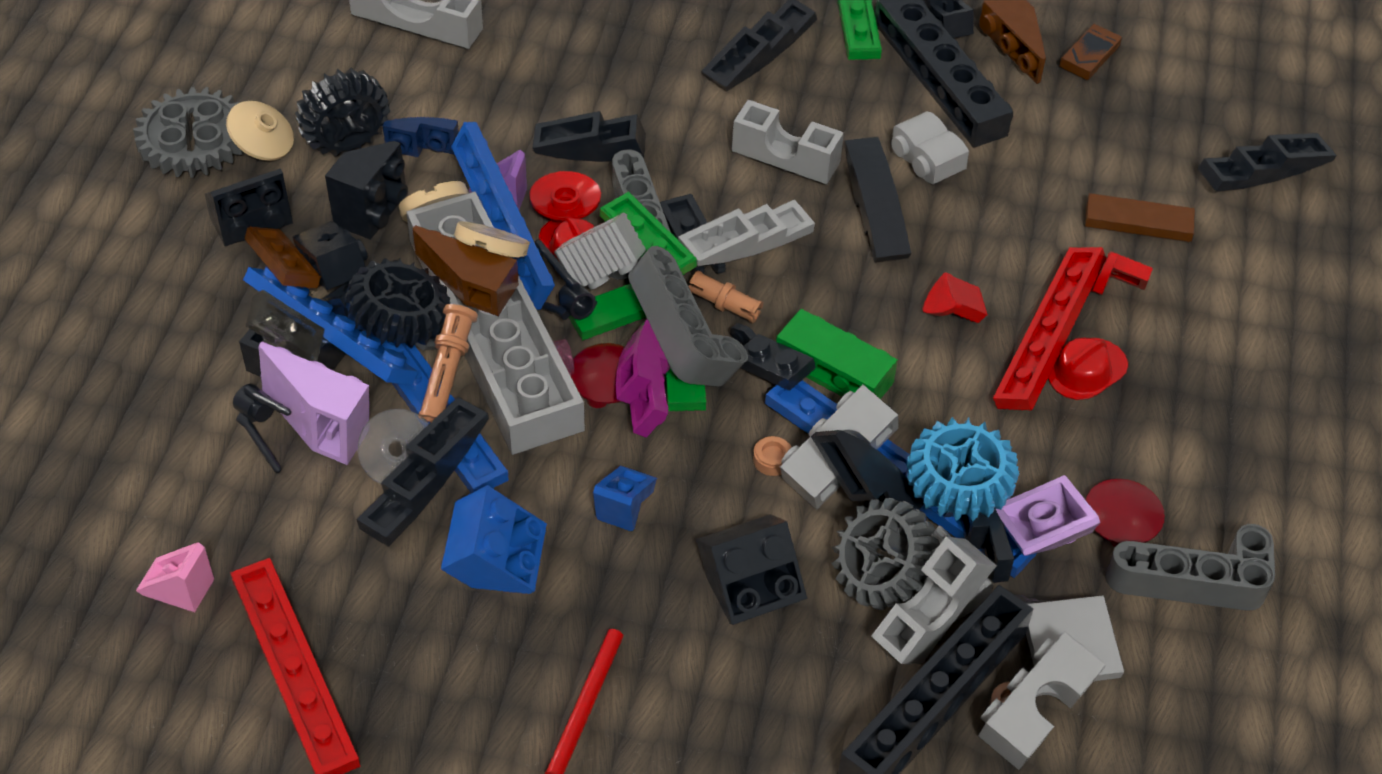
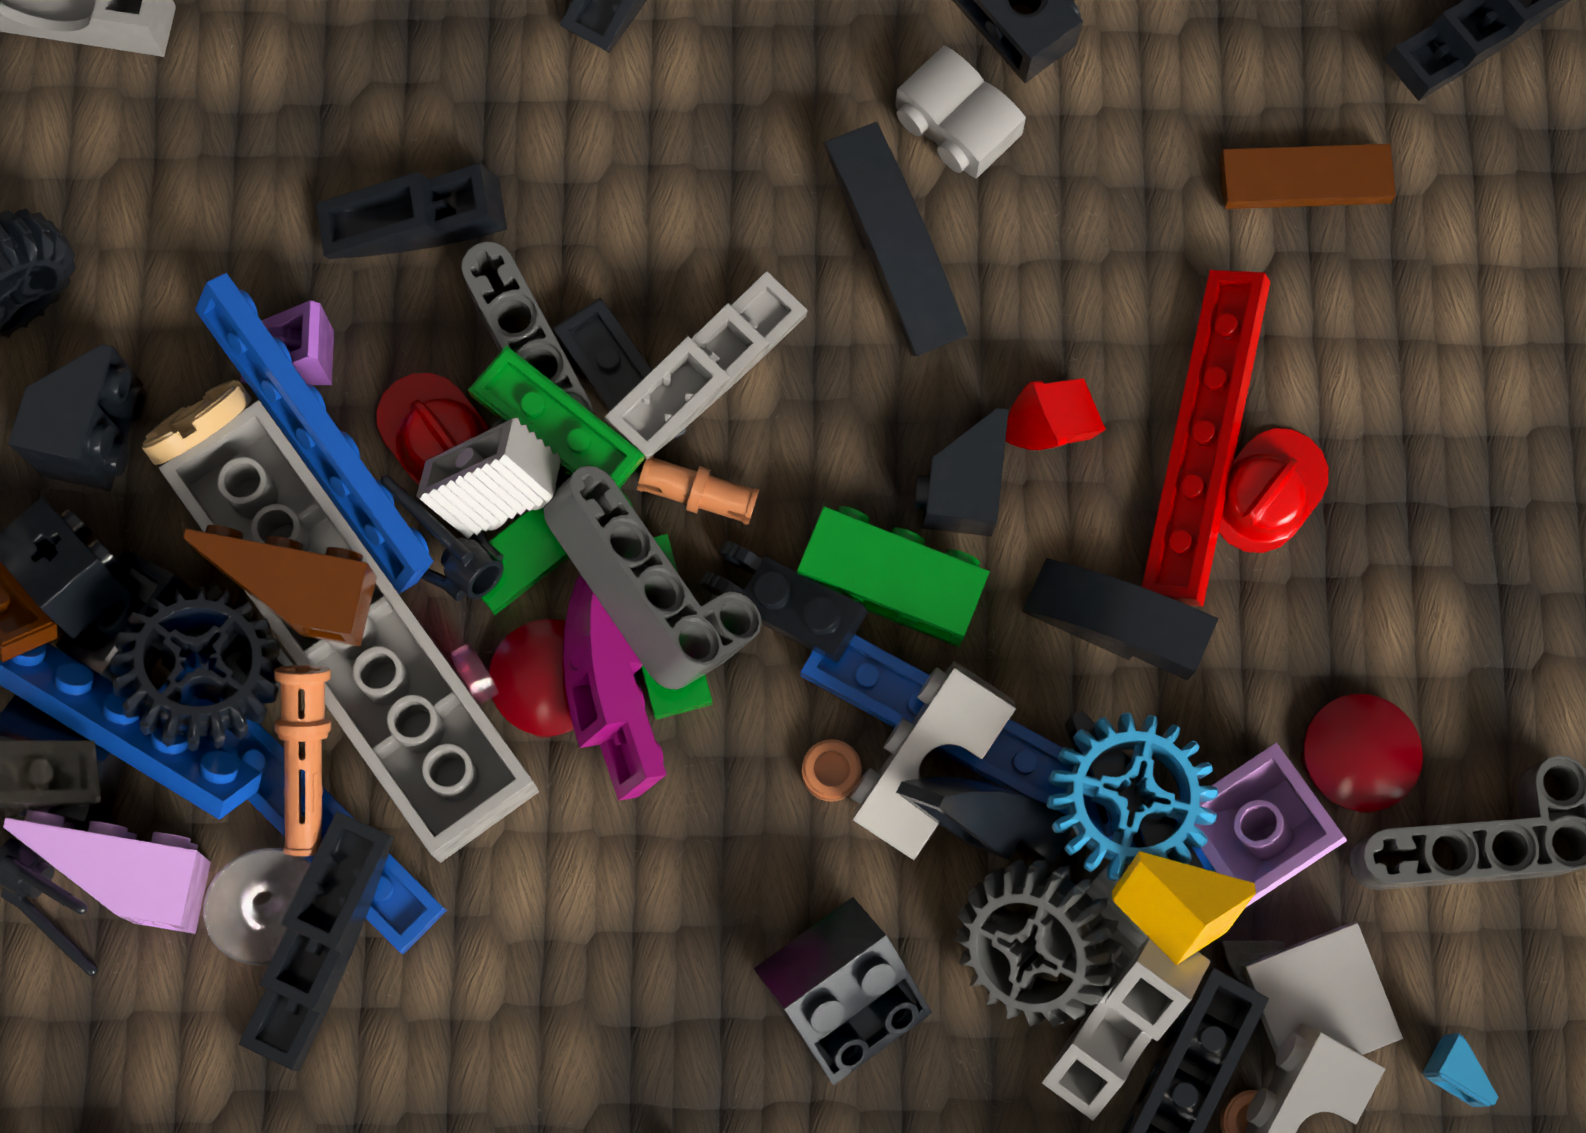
camera: 15 degrees left, 25 degrees up
(421, 133) = (121, 275): dark blue slope -> none
(492, 239) = (315, 520): tan tile -> none
(494, 543) = (456, 1041): blue slope -> none
(565, 195) = (394, 326): red dish -> none
(620, 496) = (628, 903): blue slope -> none
(761, 137) = (694, 157): light grey arch -> none
(893, 319) = (966, 480): none -> black slope
(981, 402) = (1121, 617): none -> black slope
(983, 523) = (1180, 903): none -> yellow slope
(1123, 270) = (1300, 299): red tile -> none
(1160, 698) = (1459, 1072): none -> dark azure slope

